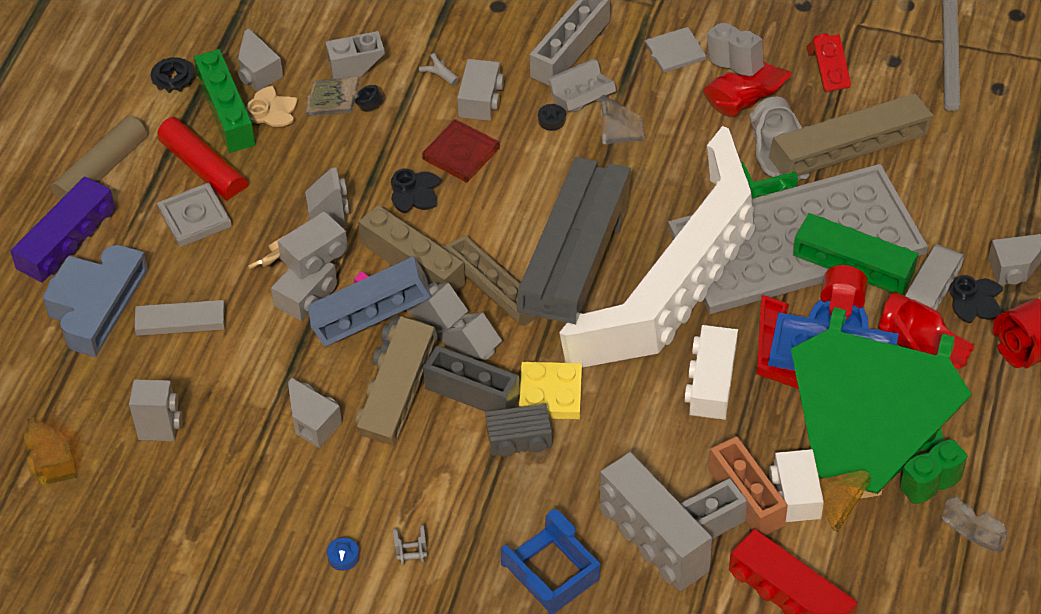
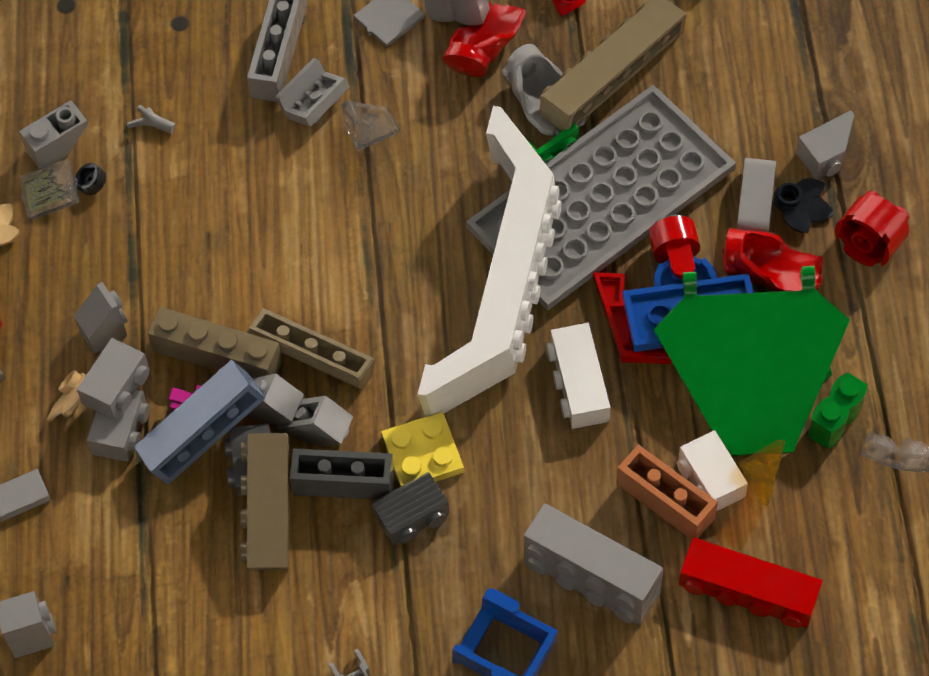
camera: 20 degrees left, 10 degrees up
(313, 414) = (190, 567): light grey slope -> none
(414, 190) = (188, 274): black plate -> none
(460, 150) = (214, 208): clear red tile -> none
(479, 89) = (205, 131): light grey brick -> none
(551, 117) = (293, 138): black tile -> none
(574, 240) = (389, 284): dark grey brick -> none
(718, 508) = (647, 527): light grey brick -> none
(835, 245) = (658, 195): green brick -> none

